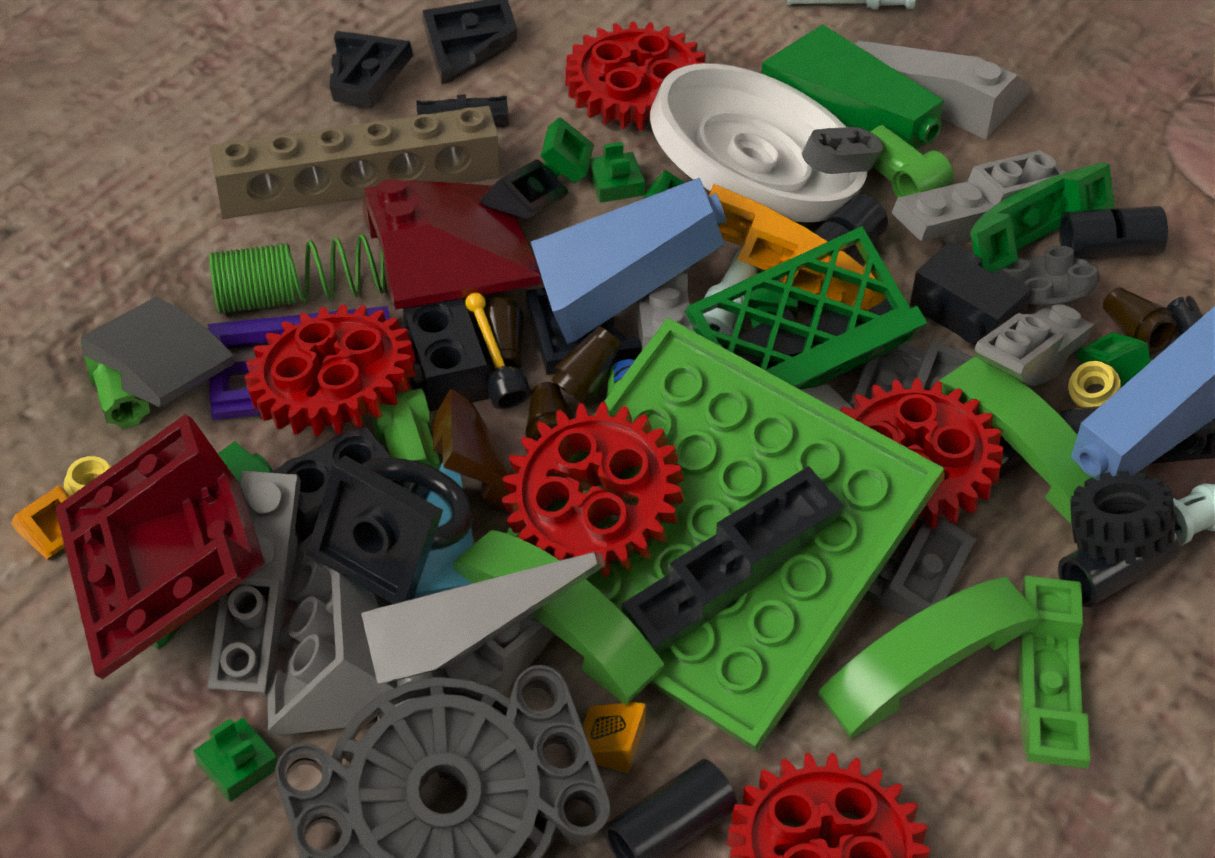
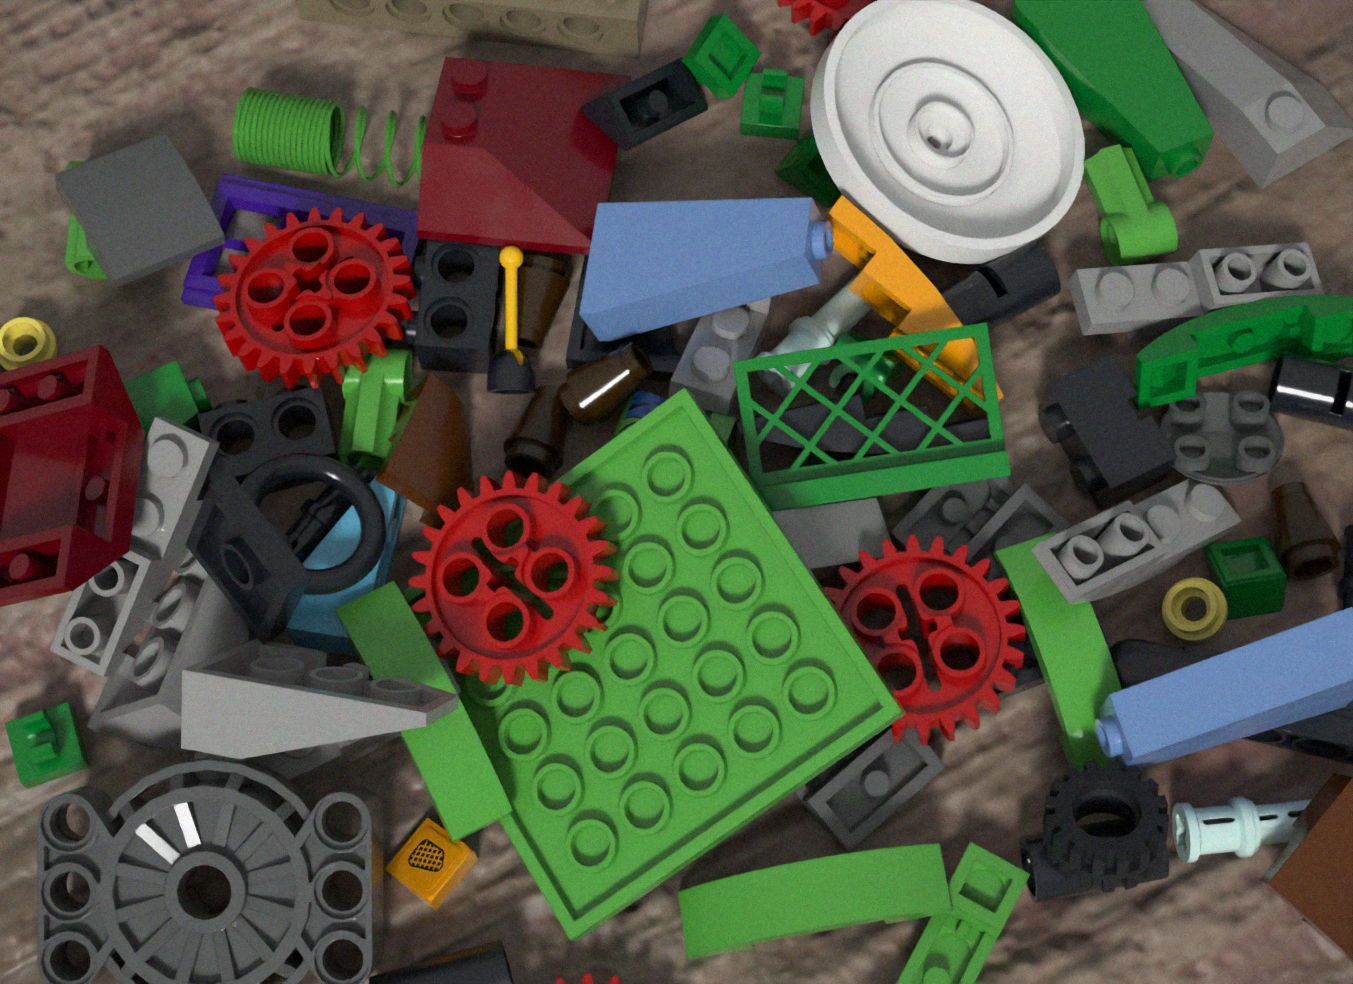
camera: 25 degrees right, 20 degrees up
(734, 560) = (626, 725): black slope -> none
(842, 150) = (1043, 162): dark grey beam -> none

